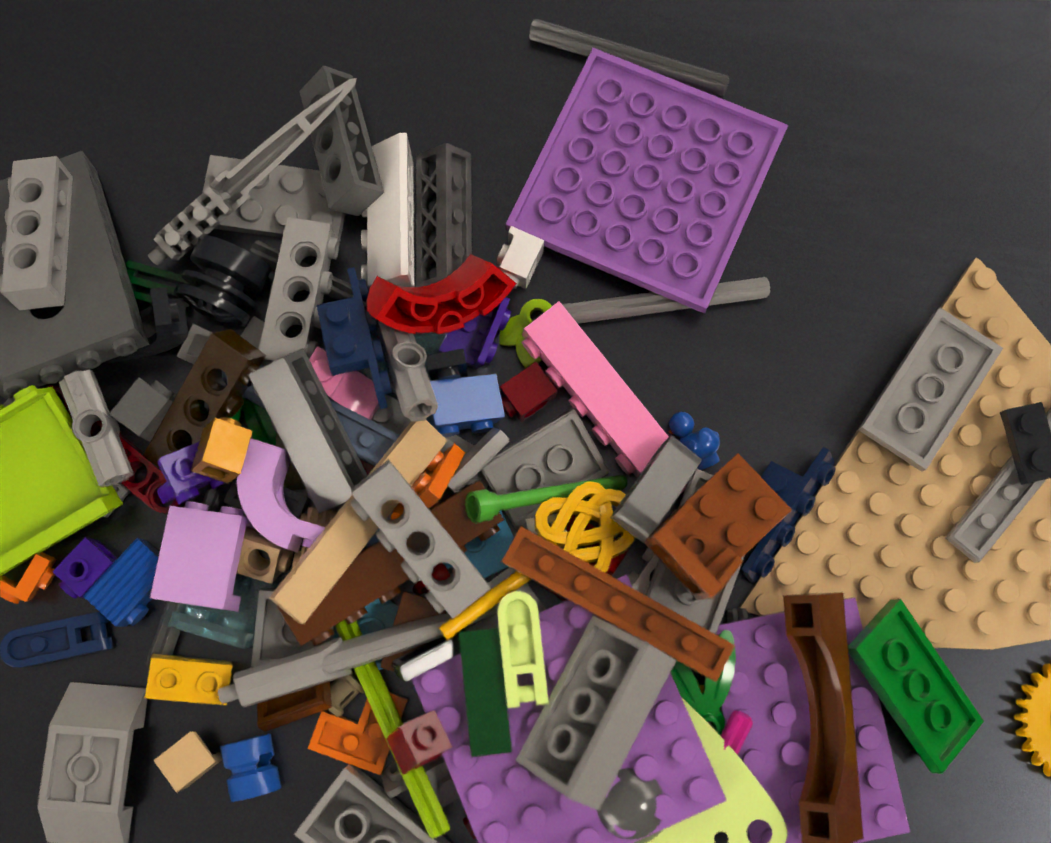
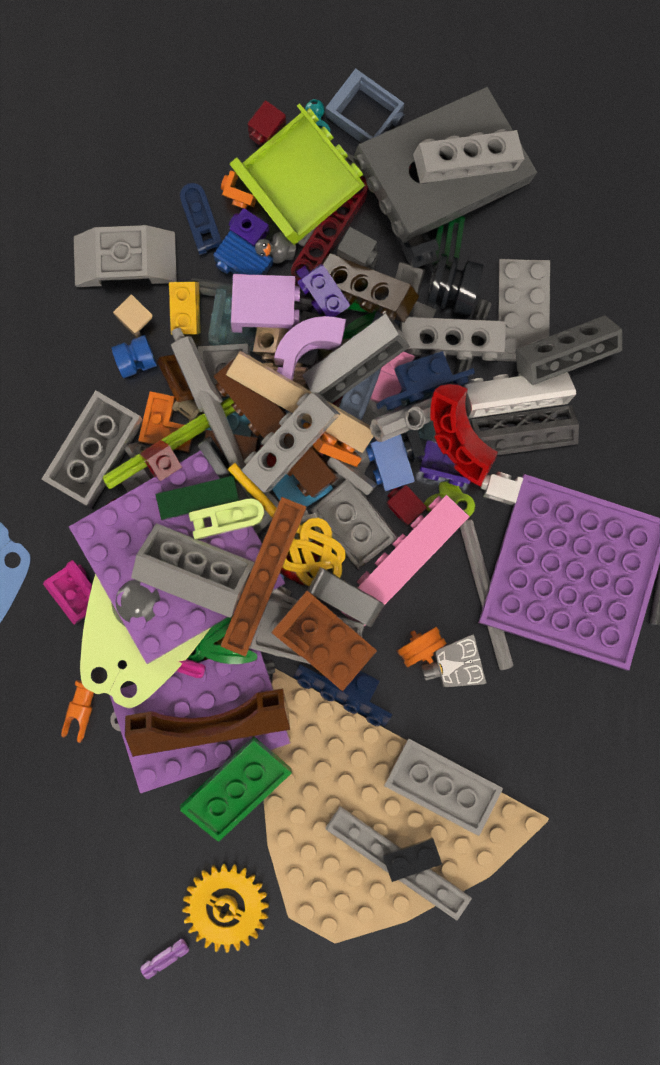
camera: 85 degrees right, 5 degrees up
(86, 407) = (354, 210): light grey piece -> none
(121, 529) = (276, 247): none -> dark grey animal
(222, 450) = (334, 304): brick -> none
(232, 188) = (522, 281): light grey piece -> none
(484, 505) = (318, 482): bright green piece -> none
(702, 443) = (383, 626): blue animal -> none
(732, 394) = (421, 647): none -> orange wheel
(758, 351) = (456, 664): none -> light grey torso

